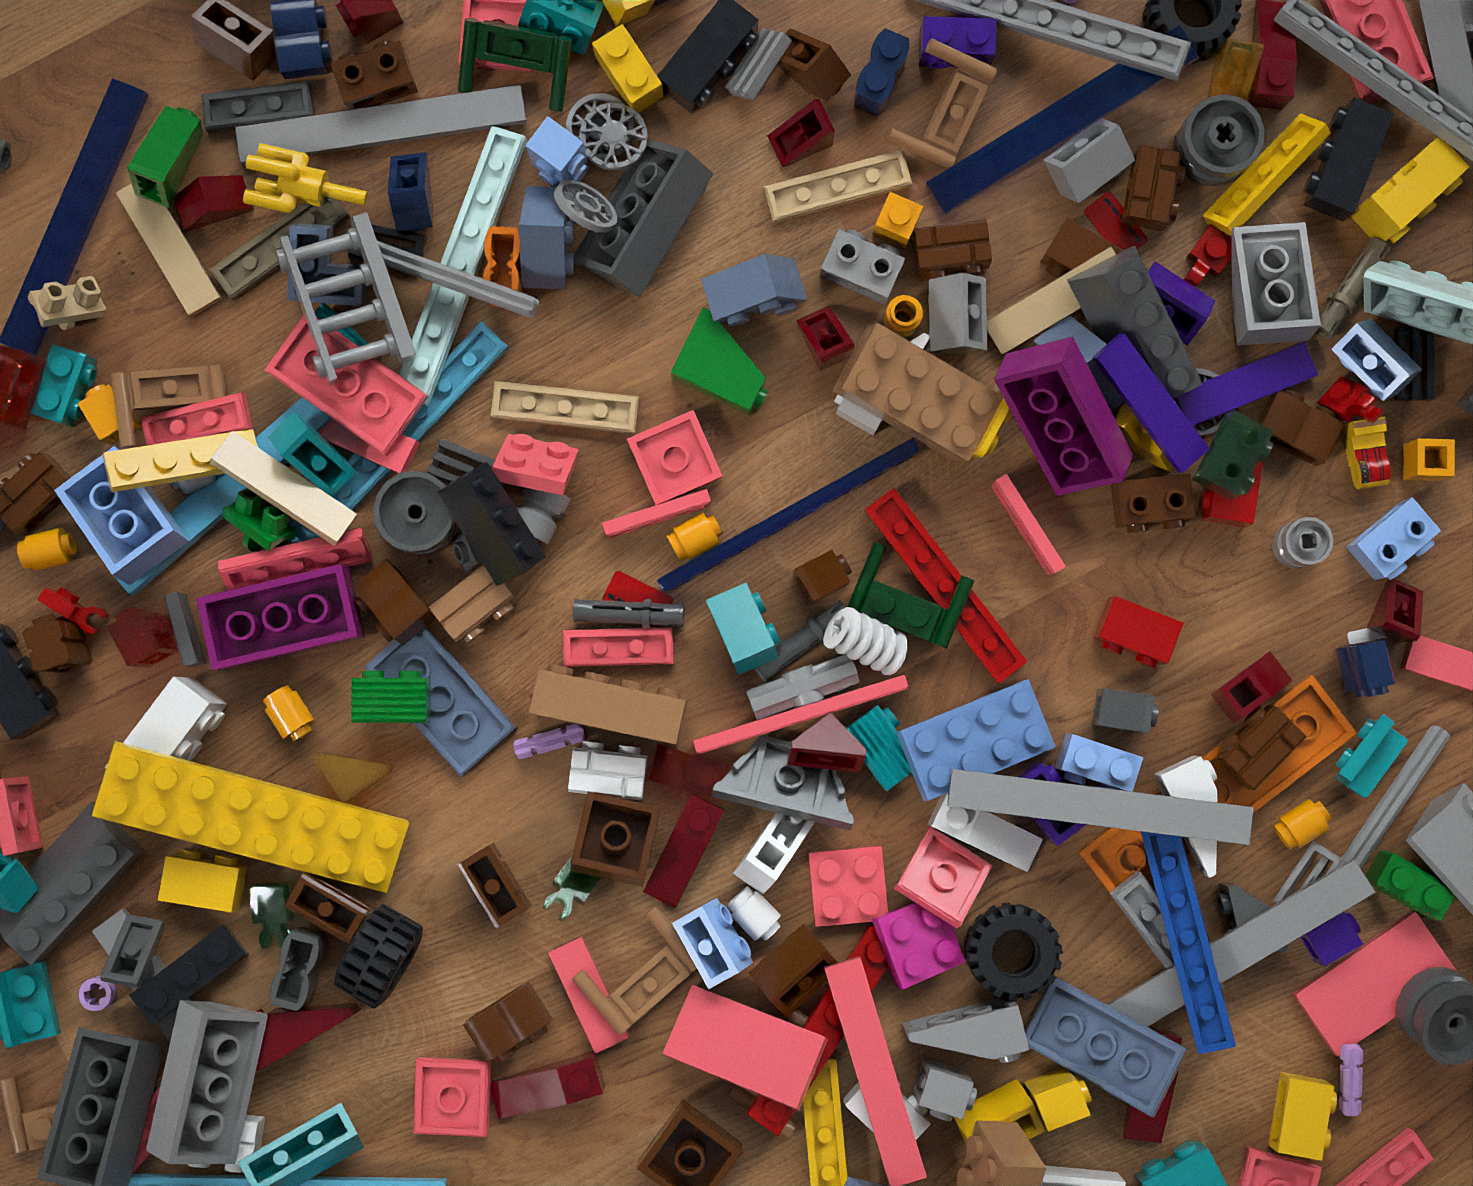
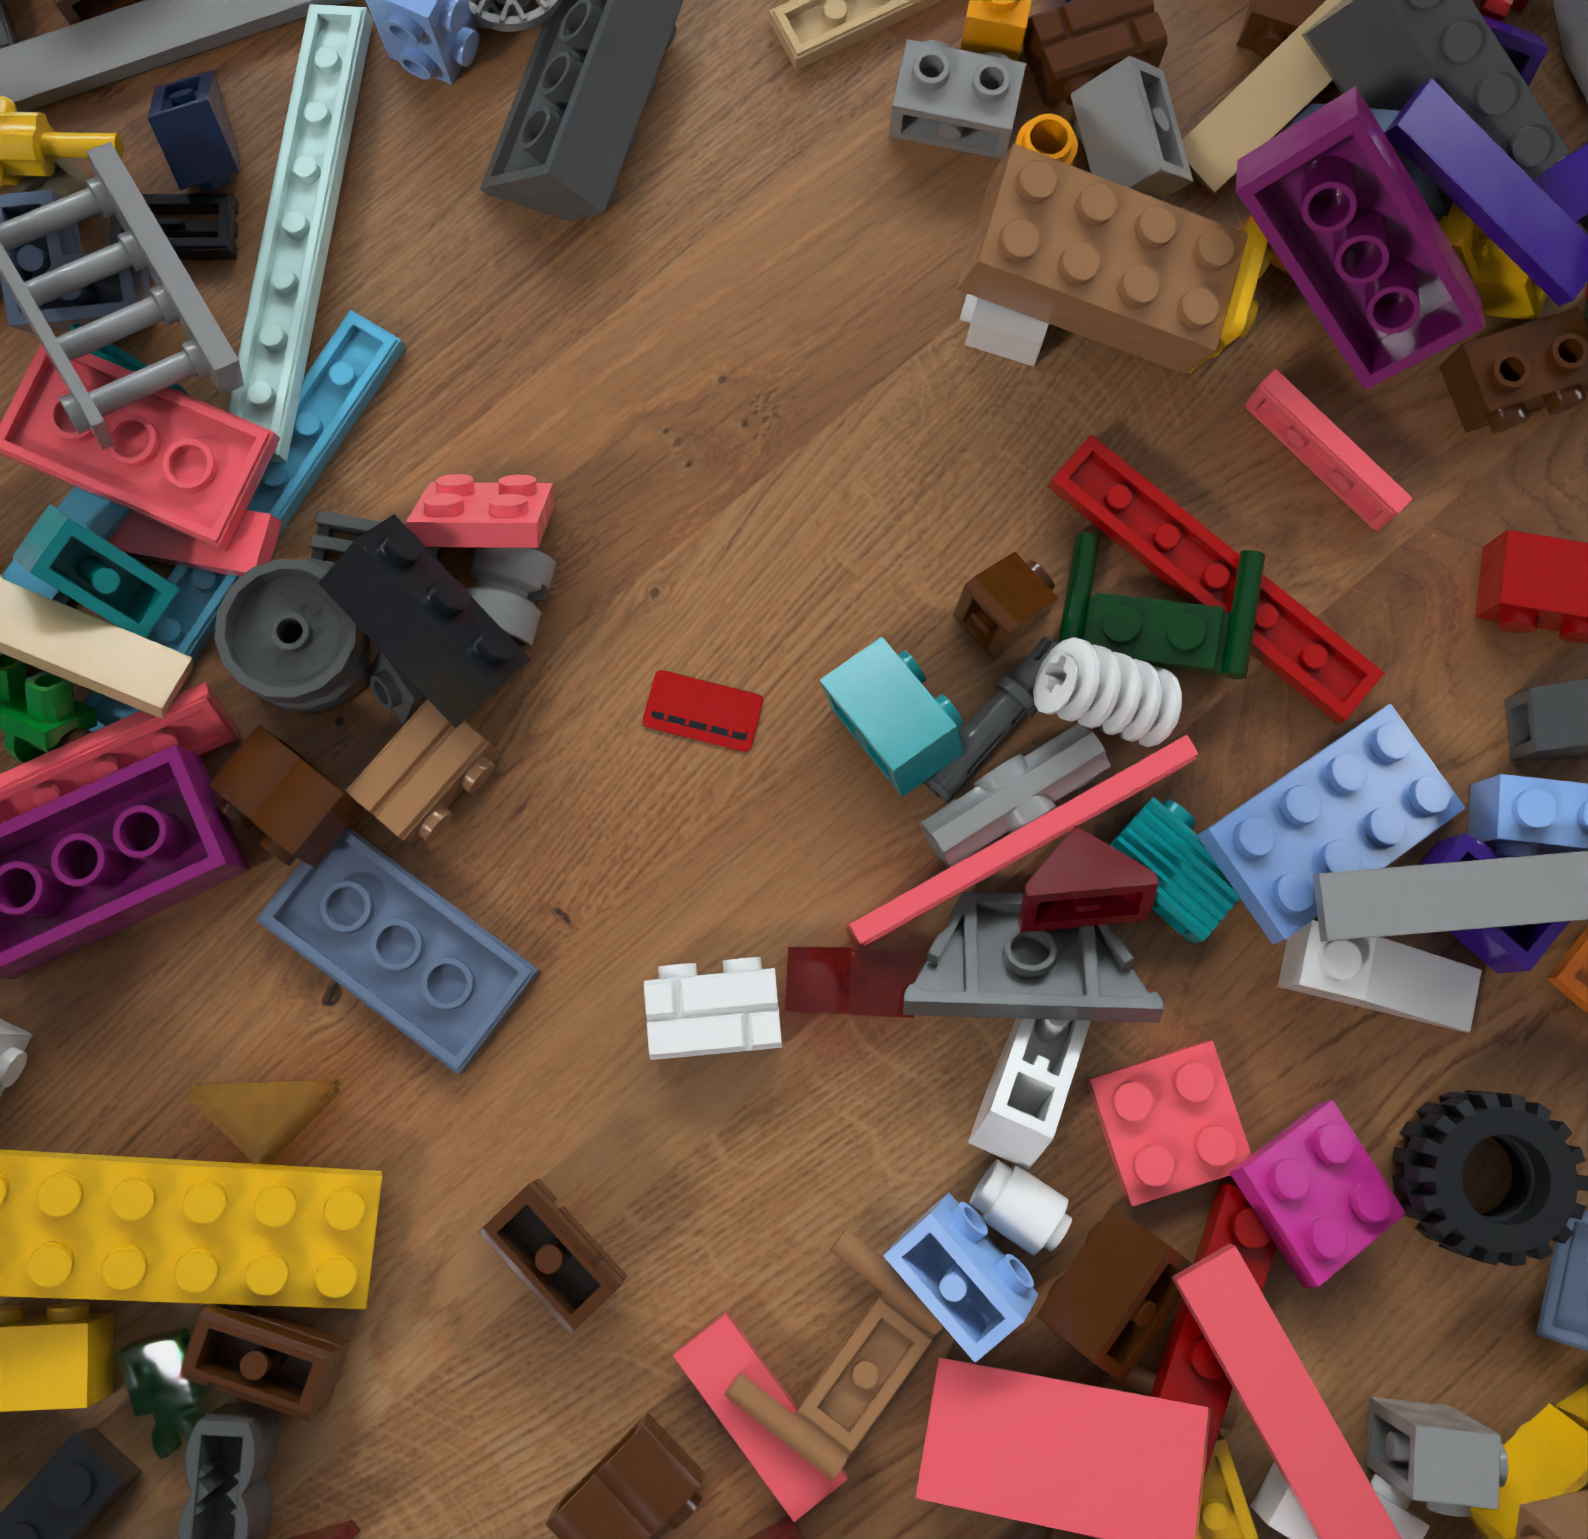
camera: 10 degrees left, 5 degrees down
(288, 713) = (136, 1027): light orange brick -> none
(378, 956) = (365, 1432): black tyre -> none
(390, 699) = (307, 963): green brick -> none
(457, 280) = (286, 234): light grey axle -> none
(503, 255) = (368, 210): orange brick -> none
(545, 240) = (424, 138): sand blue brick -> none
(549, 741) = (600, 980): lavender axle -> none
(565, 407) = (516, 421): tan tile -> none
(572, 887) = (695, 1220): plate -> none
(585, 206) = (483, 80): light grey wheel -> none
(608, 706) = (688, 892): medium nougat brick -> none
(615, 839) = (750, 1126): reddish brown brick -> none
(618, 647) = (686, 796): coral tile -> none
(629, 612) = (693, 732): dark grey pin -> none
(657, 514) = (706, 558): coral tile -> none
(674, 458) = (716, 463): coral plate -> none
(683, 850) = (873, 1121): dark red slope -> none
(695, 536) = (777, 582): light orange brick -> none
(719, 367) = (758, 300): green slope -> none
(756, 285) = (784, 151): sand blue brick -> none
(788, 516) = (924, 518): clear blue tile -> none
(825, 338) = (926, 225): dark red slope -> none
(943, 877) = (1334, 1072): coral tile -> none
(981, 1029) = (1464, 1330): light grey slope -> none

